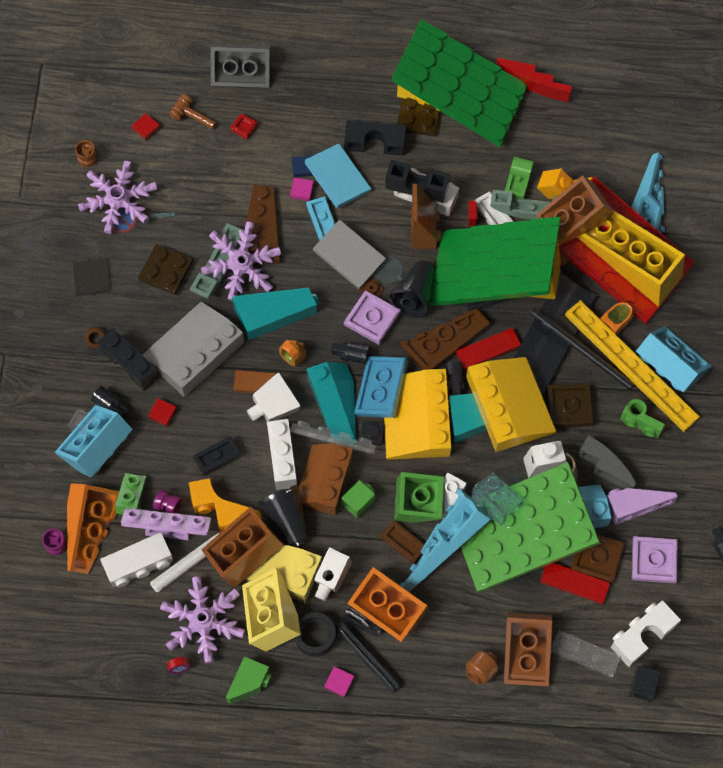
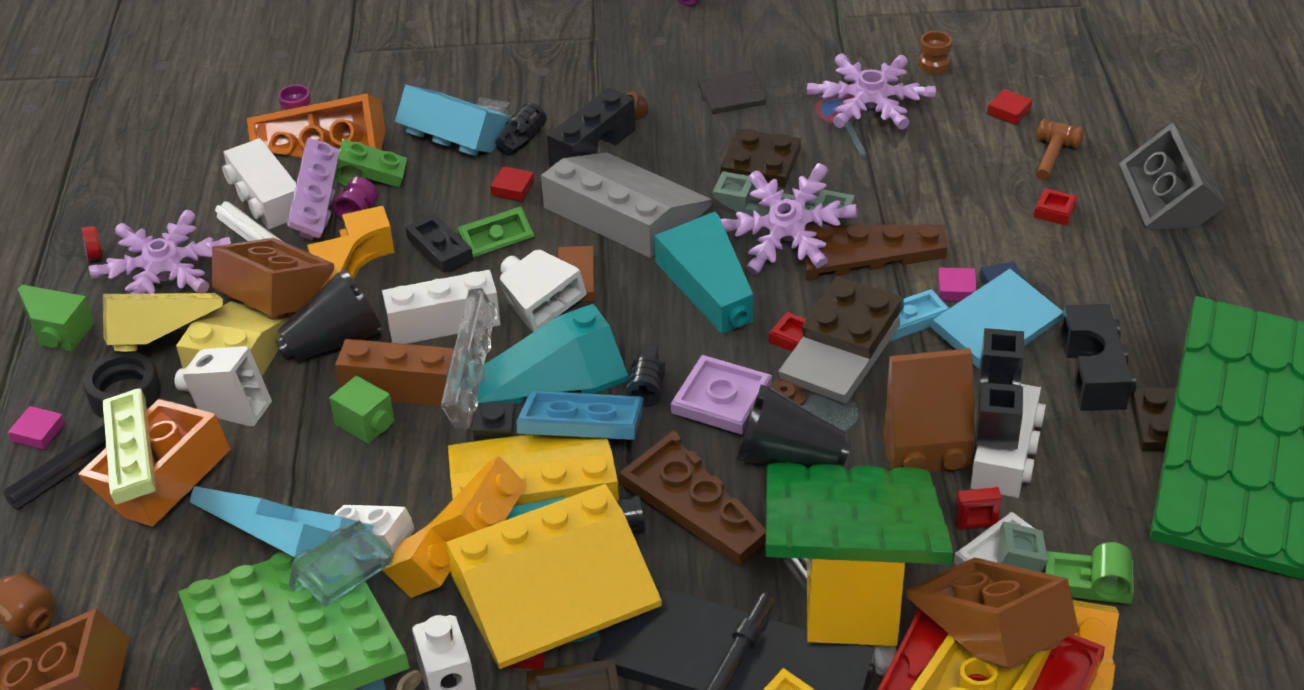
camera: 85 degrees right, 25 degrees down
(208, 425) = (496, 232): none -> bright green slope
(293, 352) = (631, 299): orange rock -> none
(326, 276) = (787, 332): none -> red tile
(336, 241) = (853, 317): none -> dark brown plate
(389, 612) = (128, 446): none -> yellowish green tile
(403, 542) = (290, 479): reddish brown tile -> none
(418, 497) = (358, 471): bright green slope -> none
(470, 435) = (422, 559): none -> light orange arch
(488, 348) = (686, 562): red tile -> none

